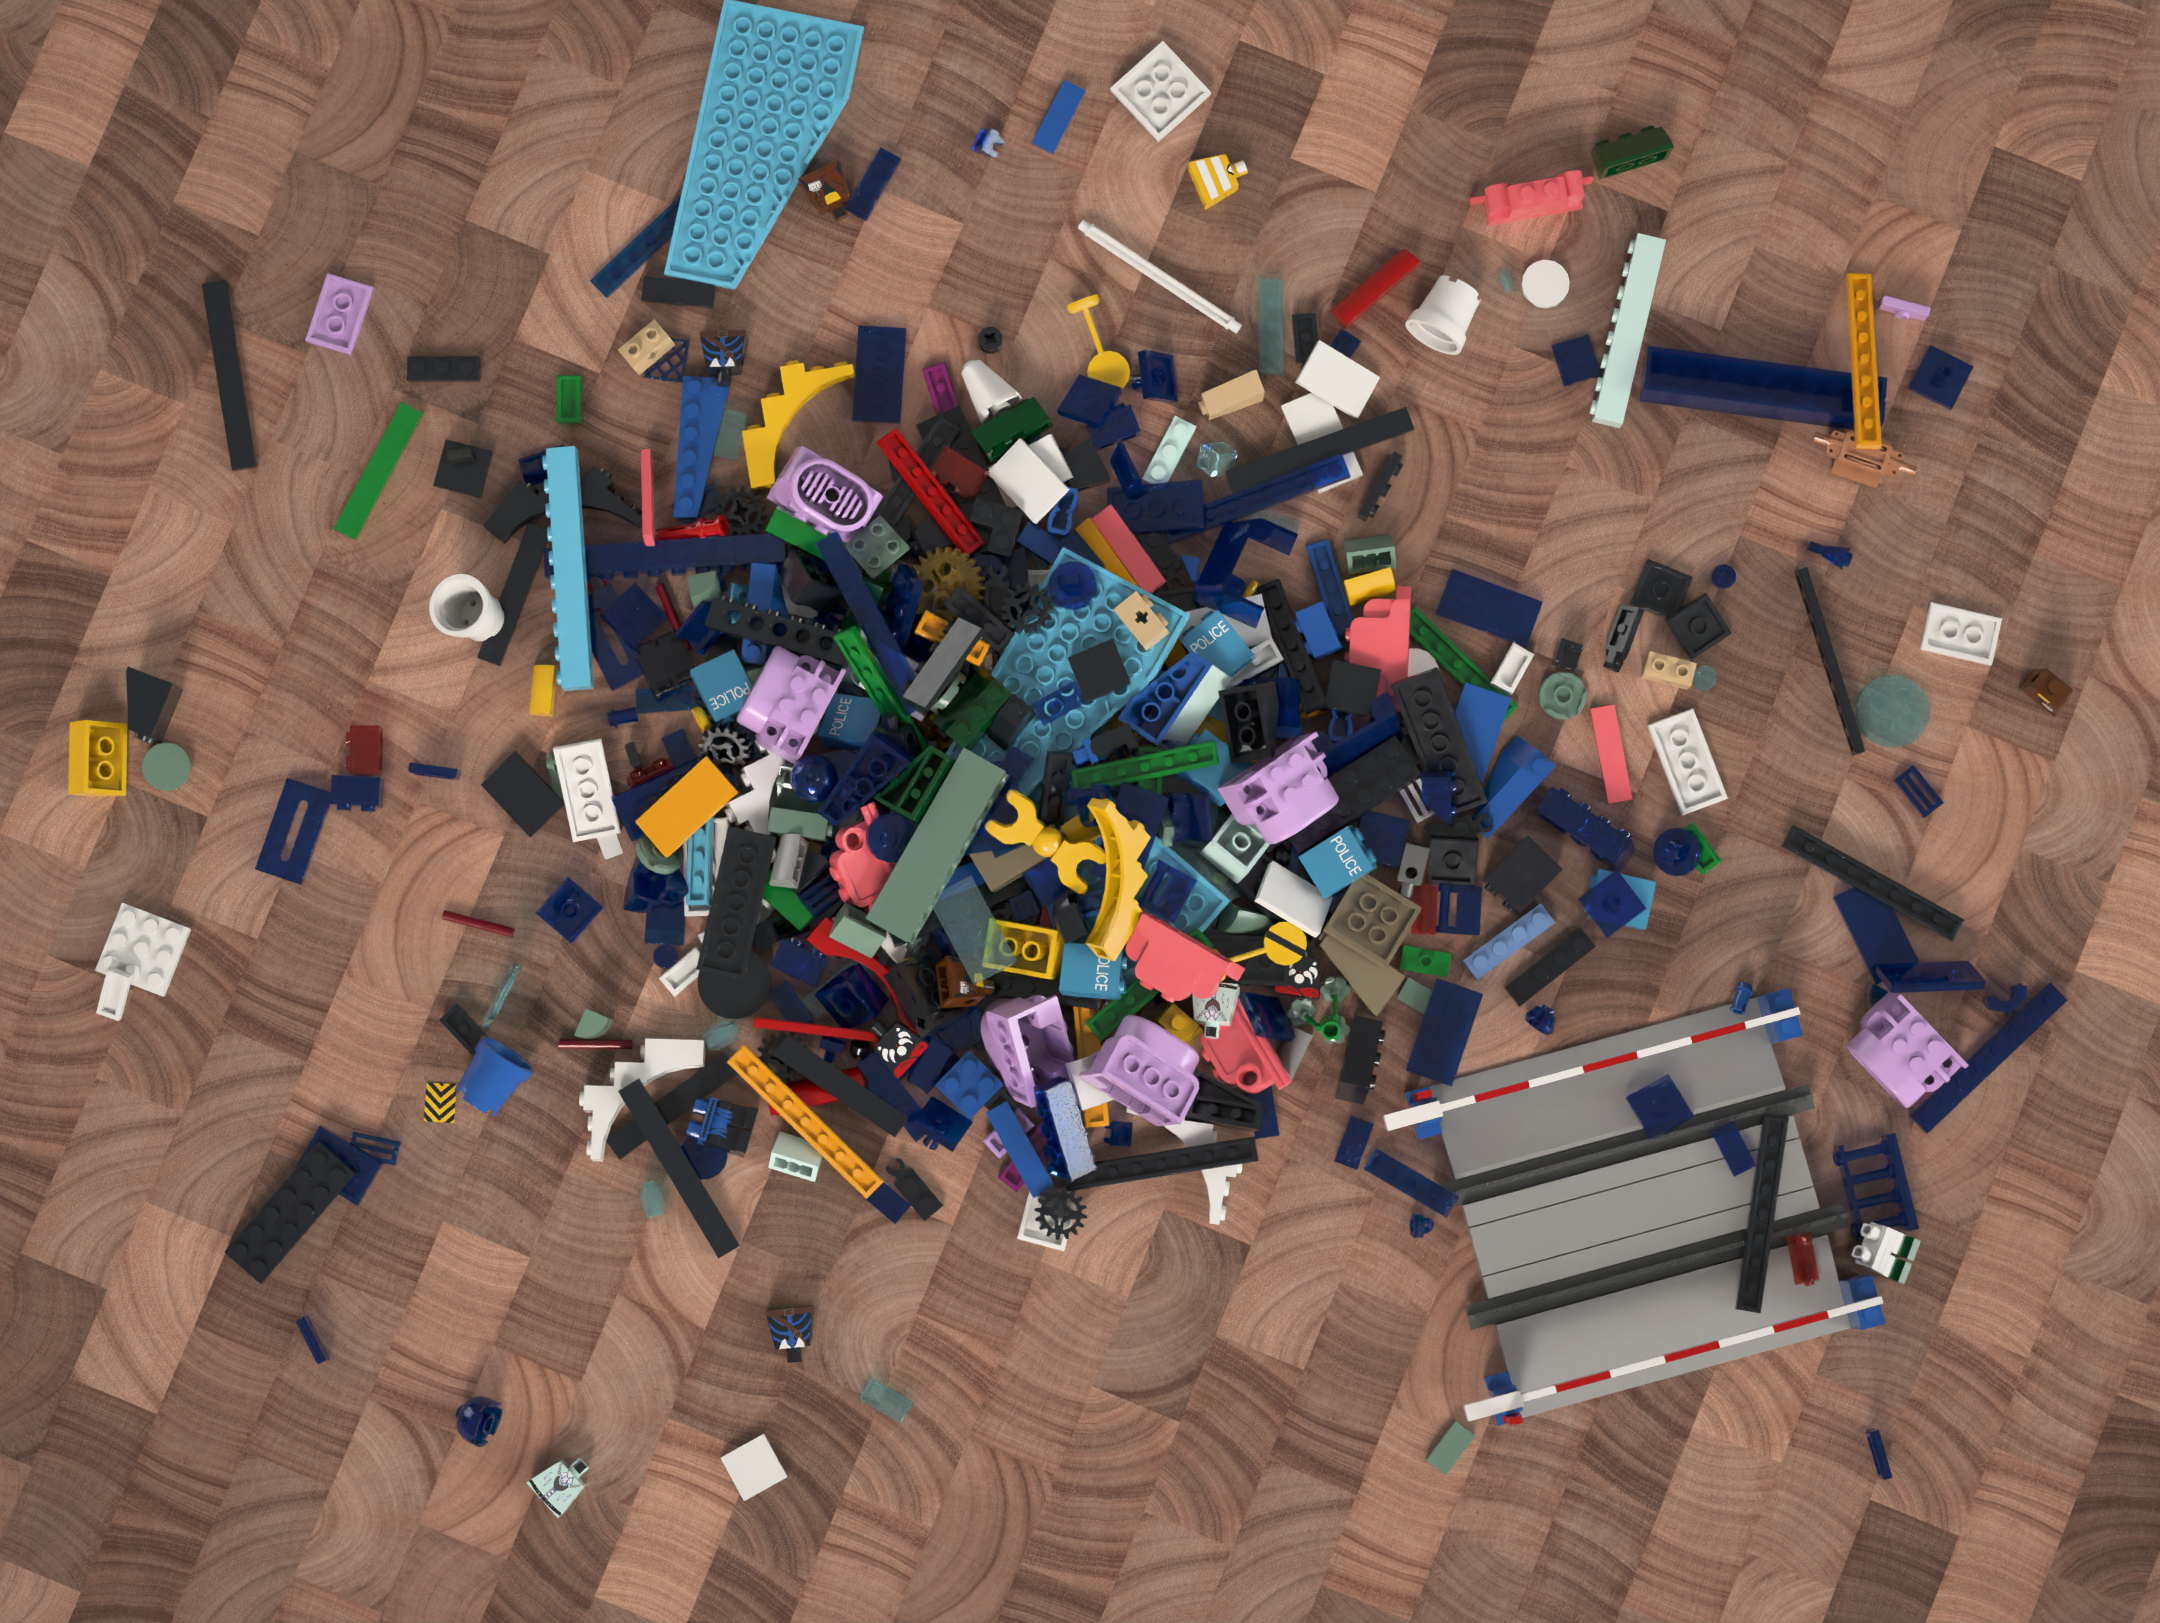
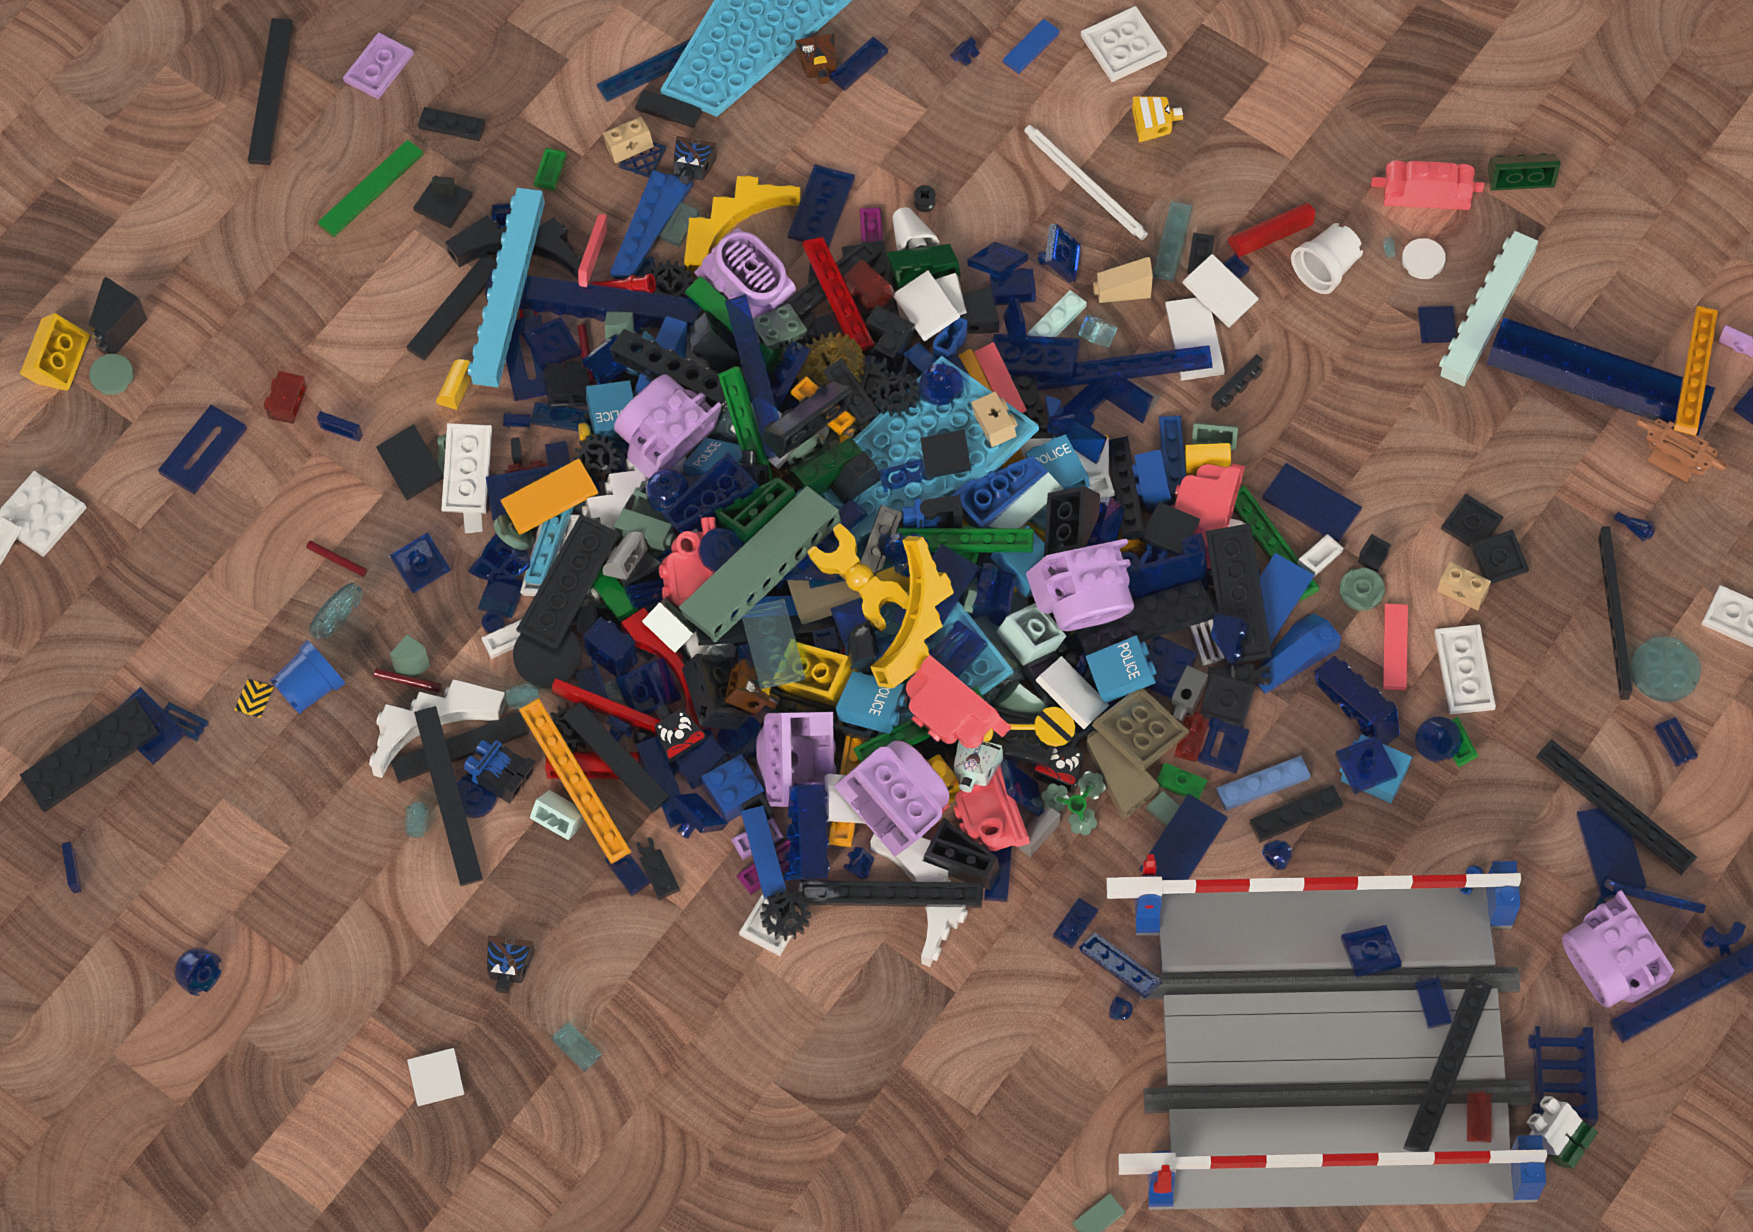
camera: 15 degrees right, 20 degrees down
(356, 792) = (267, 428): clear blue brick -> none
(453, 606) = (409, 298): white piece -> none
(463, 1027) = (292, 634): black plate -> none
(559, 1485) = (251, 1047): light aqua torso -> none
(1106, 365) = (1019, 238): yellow piece -> none
(1319, 449) = (1219, 340): black tile -> none
(1360, 1059) = (1097, 850): black wedge -> none
(1521, 875) = (1289, 724): black slope -> none
(1621, 636) = (1427, 550): black hinge -> none
(1704, 678) = (1496, 603): clear light blue tile -> none
(1723, 576) = (1532, 524): clear blue tile -> none

